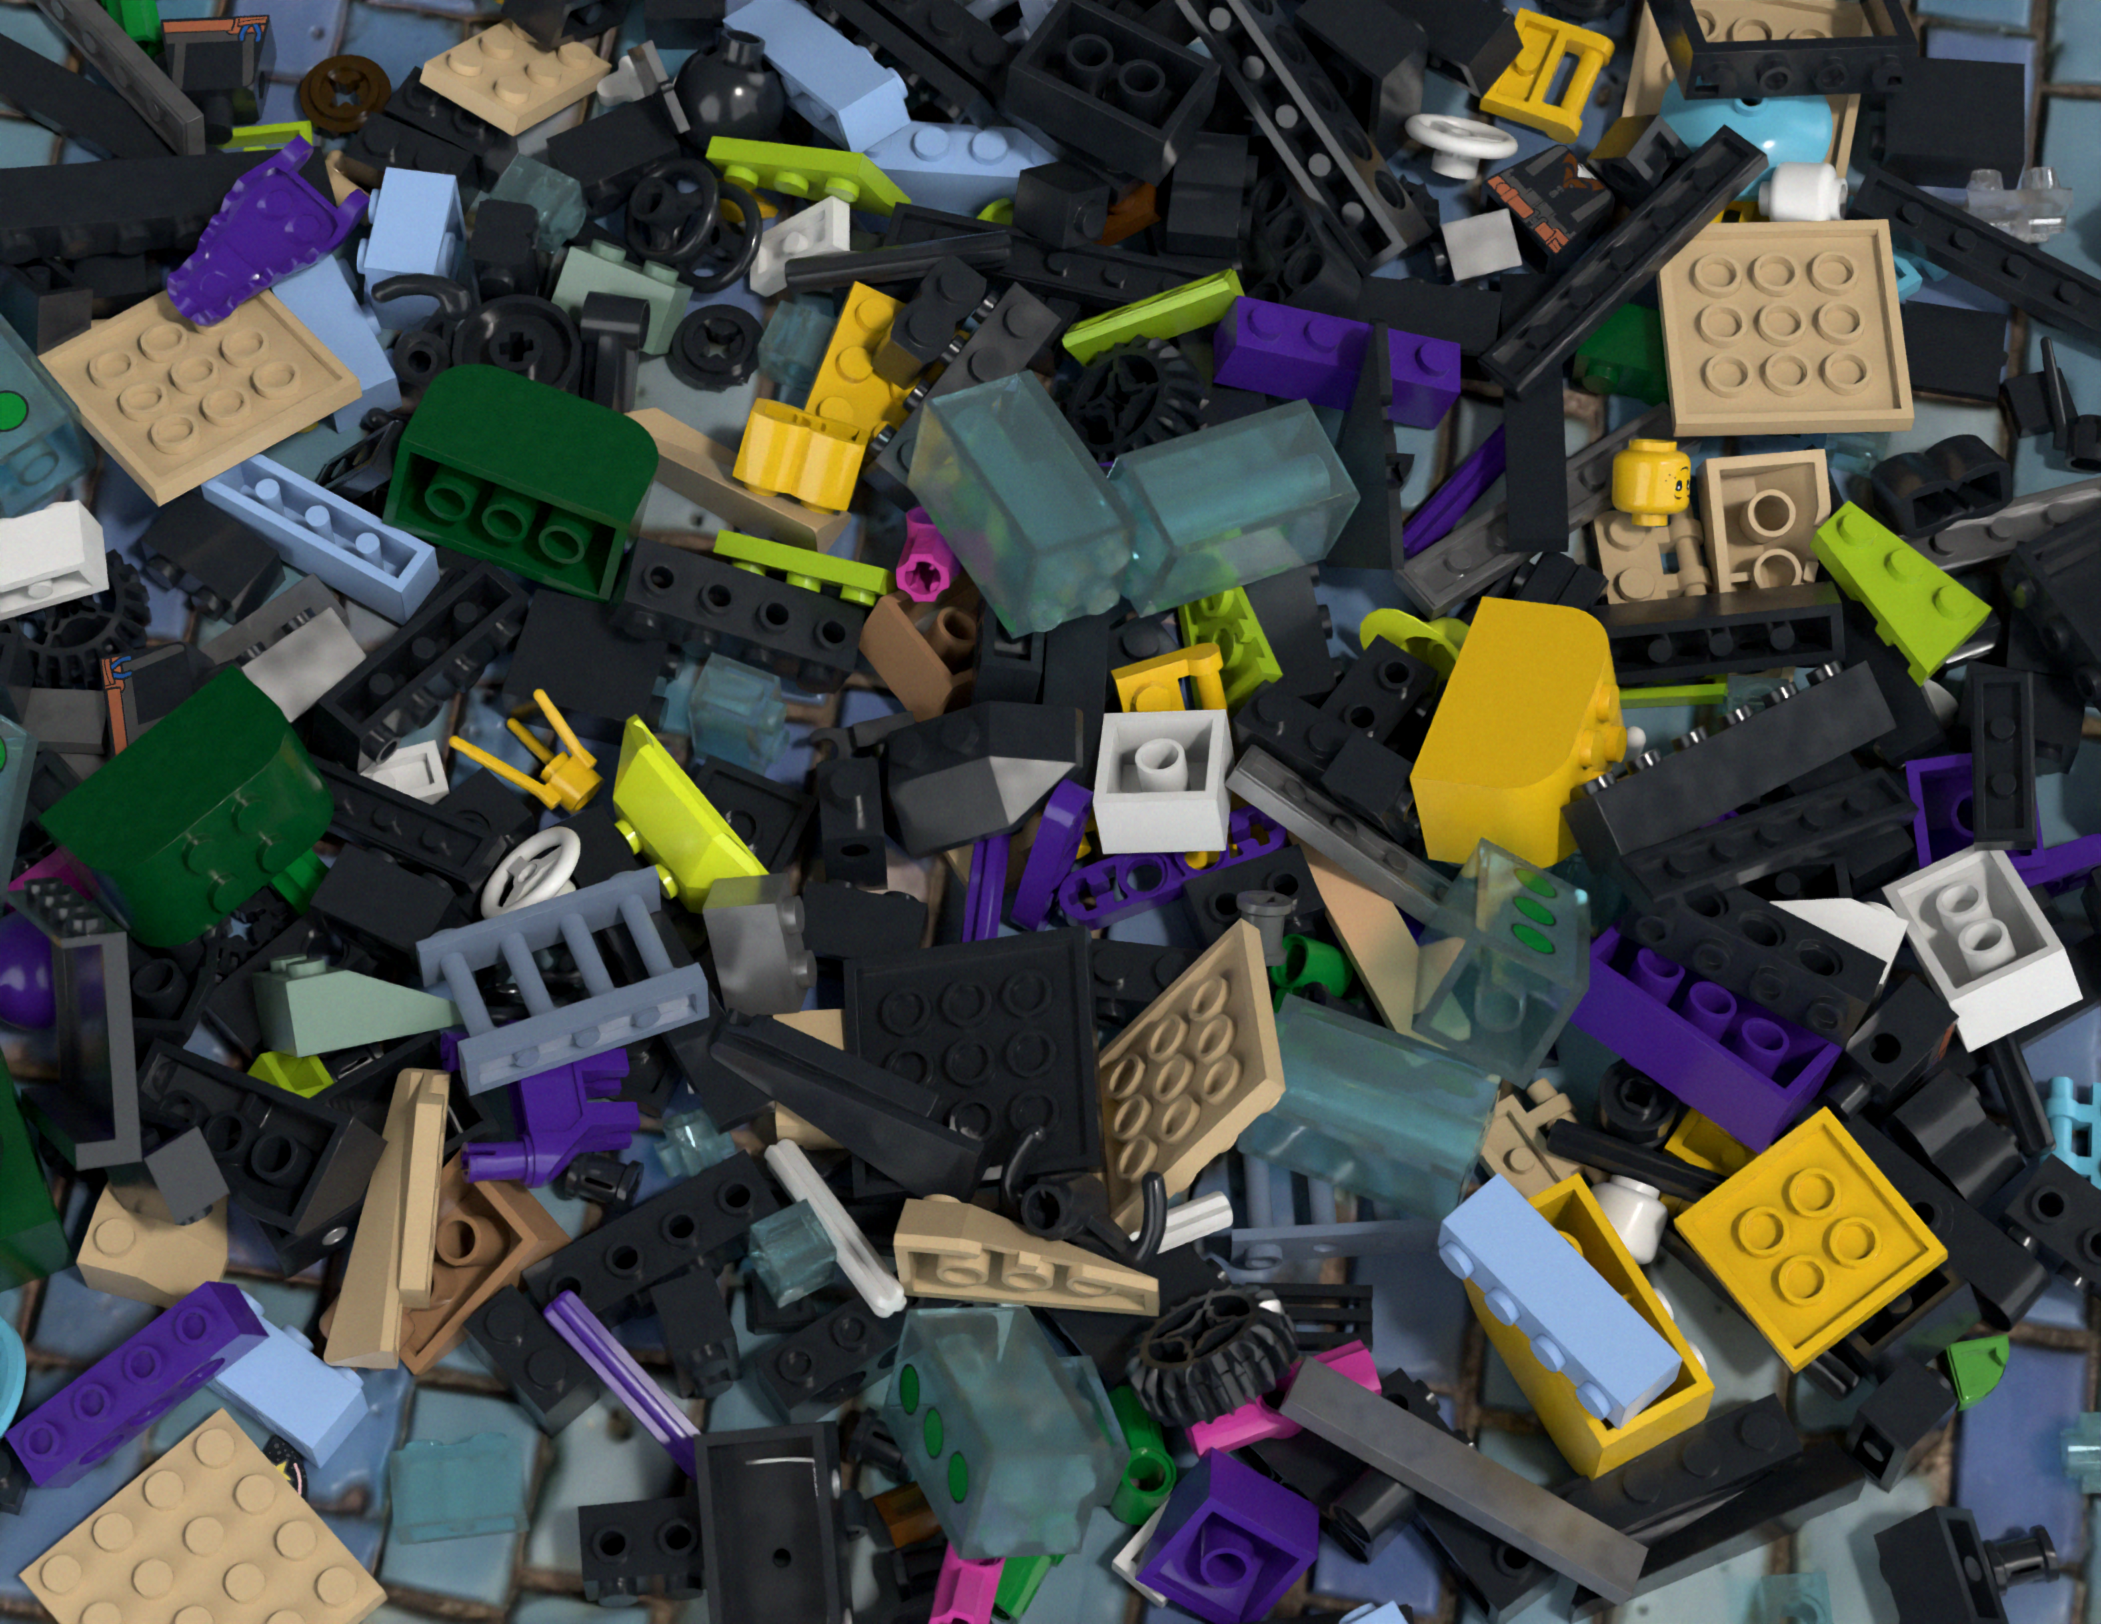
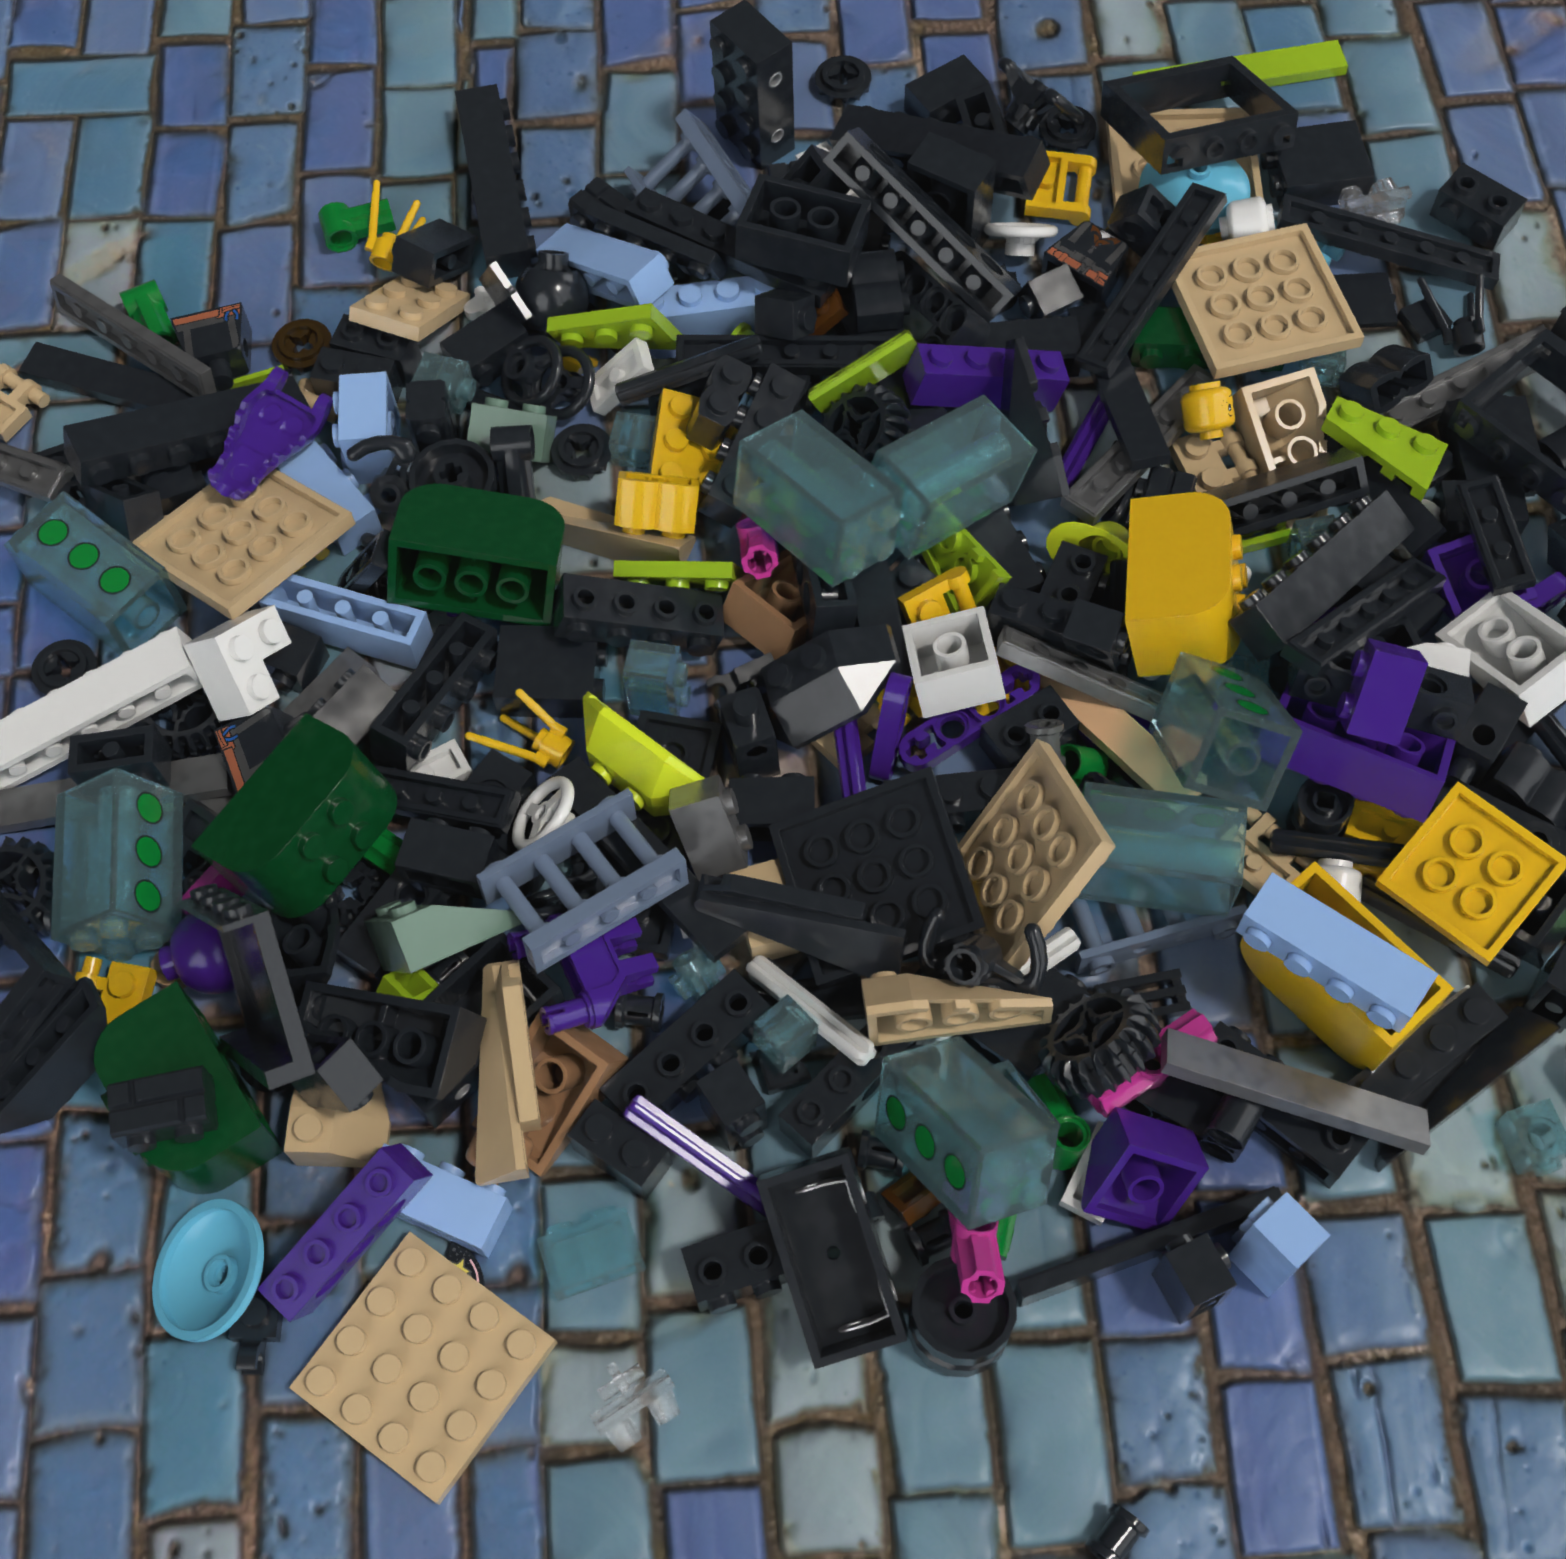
camera: 10 degrees left, 0 degrees up
(145, 566) = (233, 665): none -> white brick
(1733, 955) = (1381, 691): none -> dark purple brick

